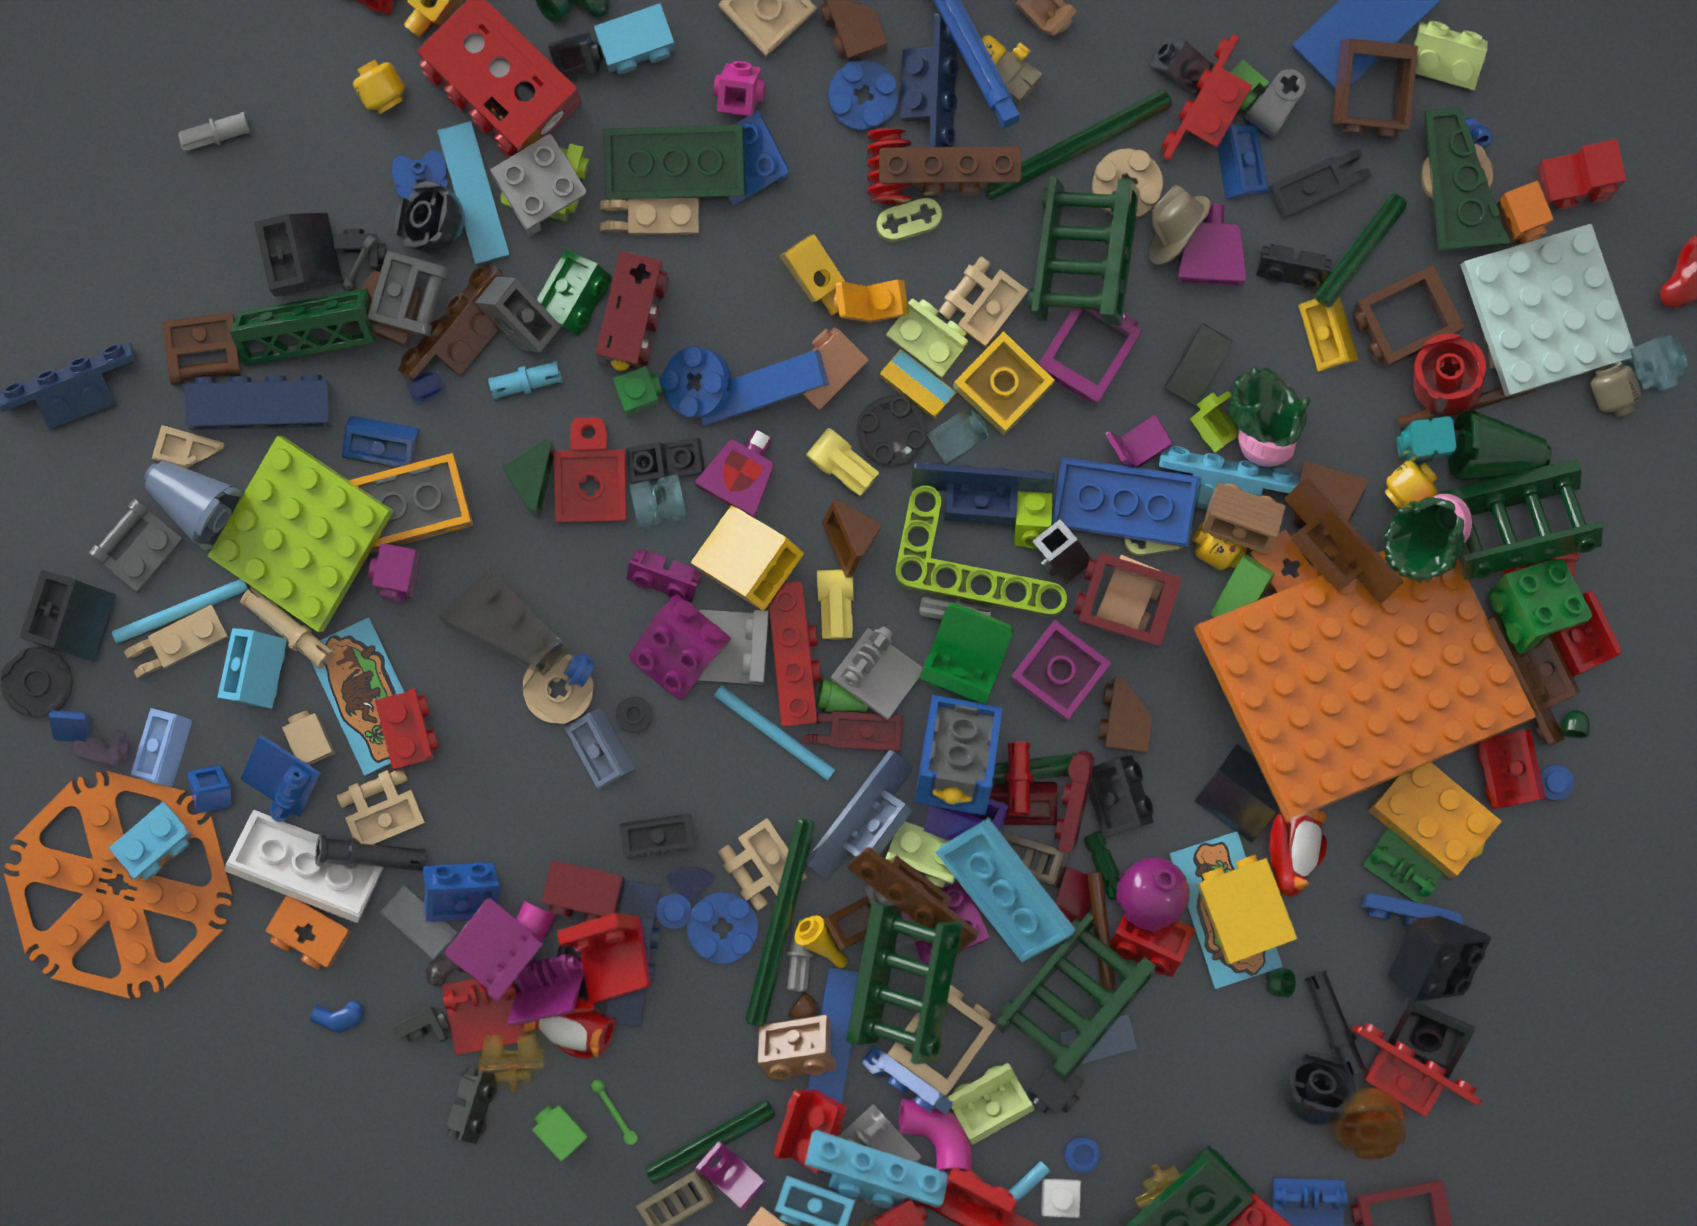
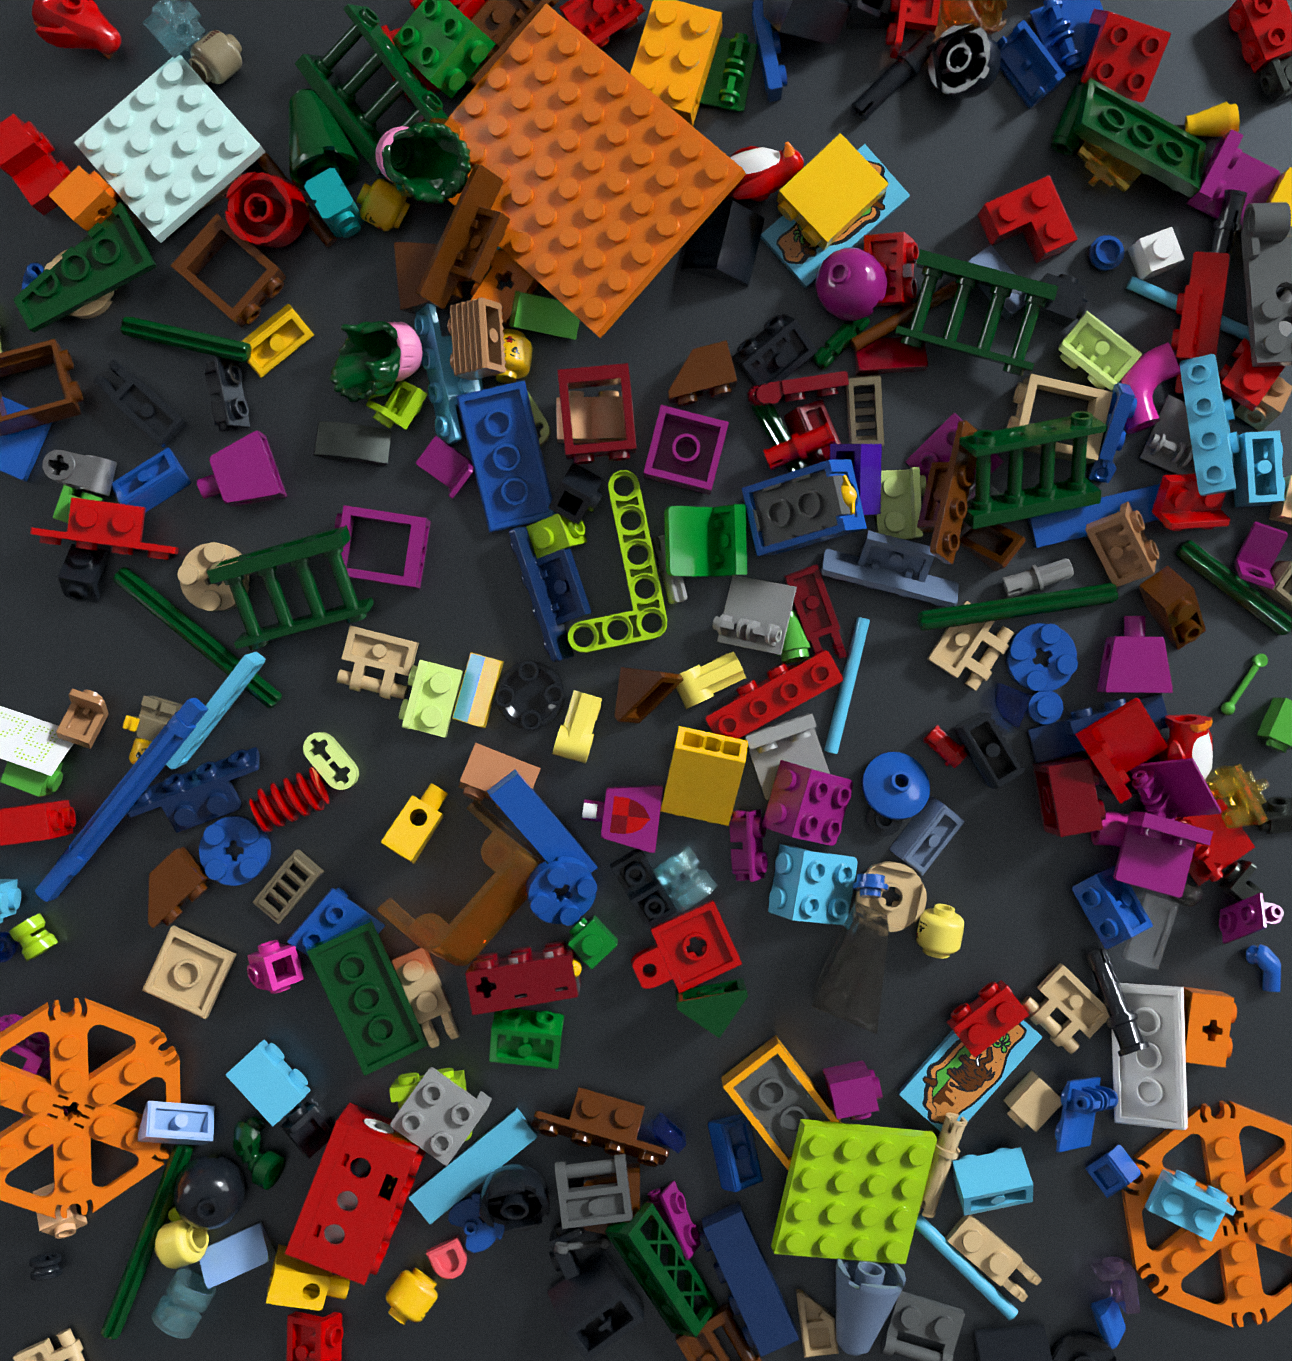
camera: 110 degrees left, 5 degrees up
(161, 747) = (1093, 1228): light blue slope -> none
(353, 361) = (672, 1208): none -> magenta hinge
(395, 1012) = (1248, 917): none -> magenta hinge
(397, 134) = (448, 1258): none -> coral tile
(505, 720) = (940, 931): none -> light yellow head
(518, 314) = (568, 1081): dark grey brick -> none
(525, 380) = (624, 1046): medium azure pin -> none
(600, 619) = (812, 885): none -> medium azure bracket
(652, 723) = (884, 793): none -> blue dish
(676, 800) = (945, 747): none -> red pin
(681, 1012) = (1134, 661): none -> magenta torso
(709, 308) = (489, 907): none -> clear orange windscreen
(716, 1071) = (1173, 606): none -> reddish brown slope
(804, 1007) = (1083, 554): reddish brown hinge -> none
(815, 936) = (1020, 572): yellow cone -> none
(820, 156) = (307, 866): none -> dark tan slope
(871, 302) = (420, 762): light orange bracket -> none
(950, 168) = (266, 742): reddish brown bracket -> none
(958, 435) = (508, 633): clear light blue bracket -> none
(1003, 137) = (218, 706): none -> medium azure tile
(1003, 383) = (445, 611): yellow brick -> none
(1005, 890) = (906, 415): medium azure tile -> none
(1152, 1097) = (1036, 214): none -> red brick
(1175, 222) = (231, 516): dark tan piece -> none
(1281, 982) = (880, 139): dark green hinge -> none
(1293, 1152) = (1028, 65): none -> blue hinge

